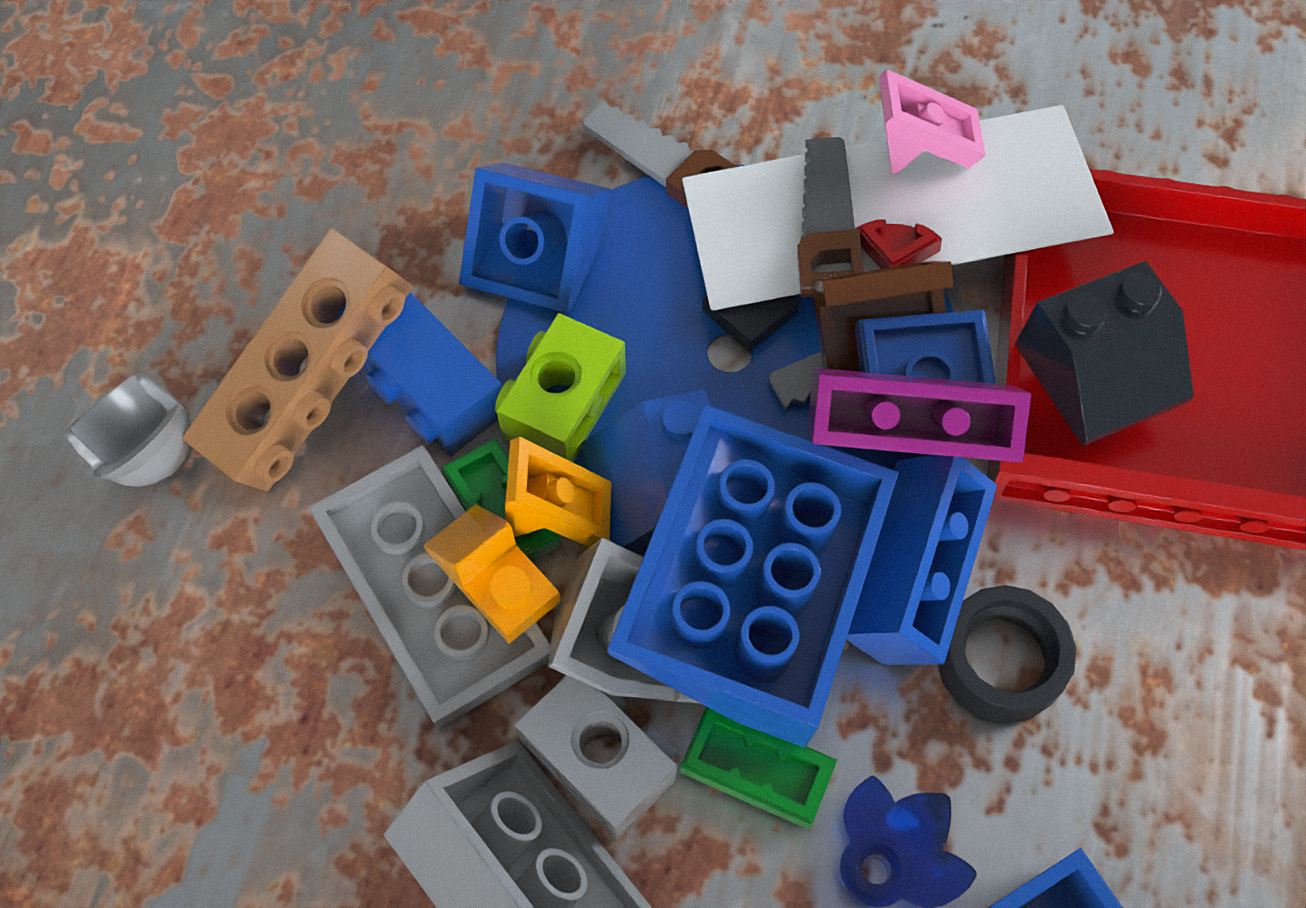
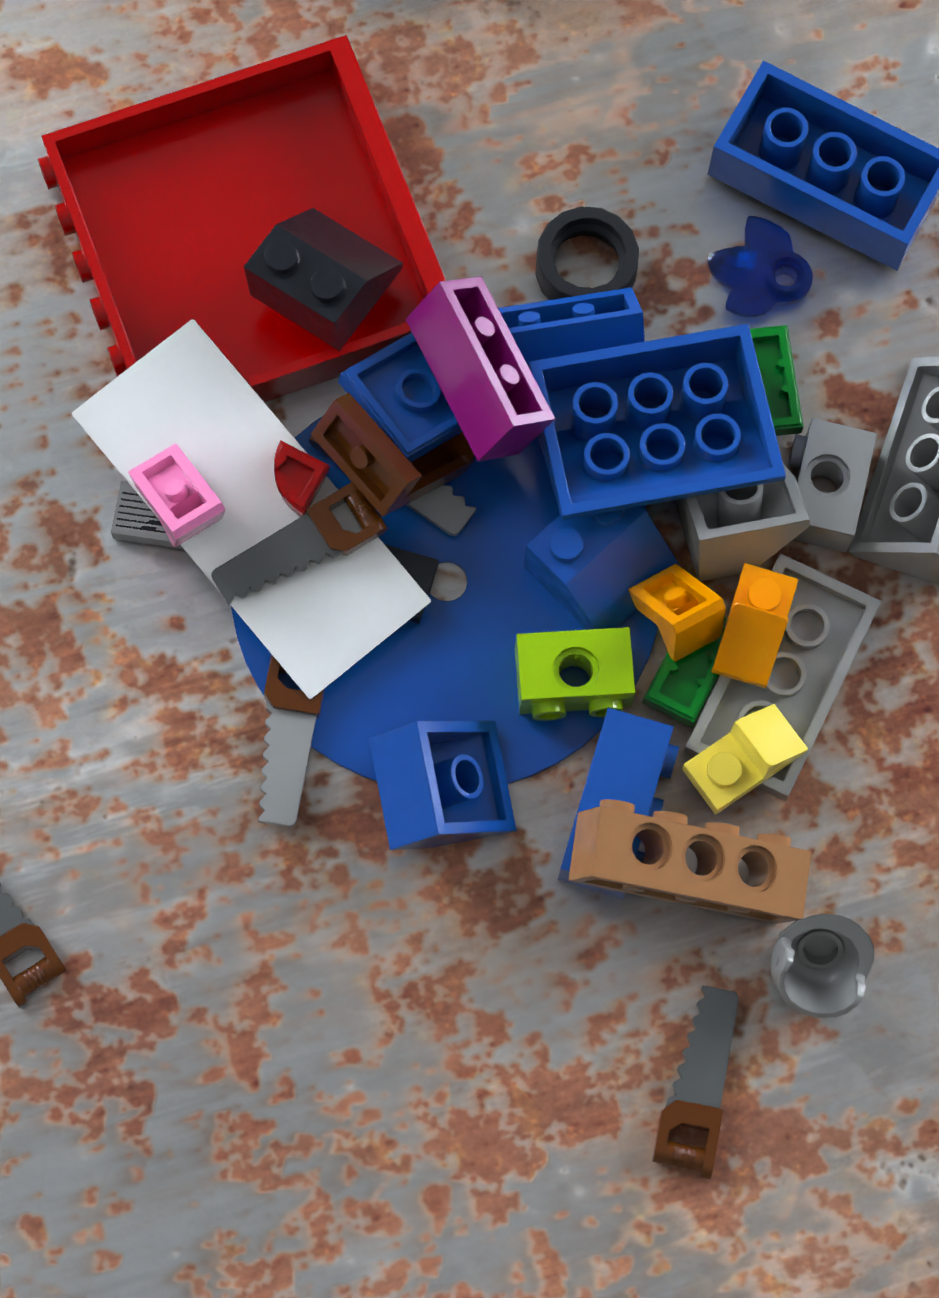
camera: 125 degrees left, 10 degrees up
(136, 303) = (700, 1084): none -> dark grey piece
(366, 483) = (744, 757): none -> light yellow slope

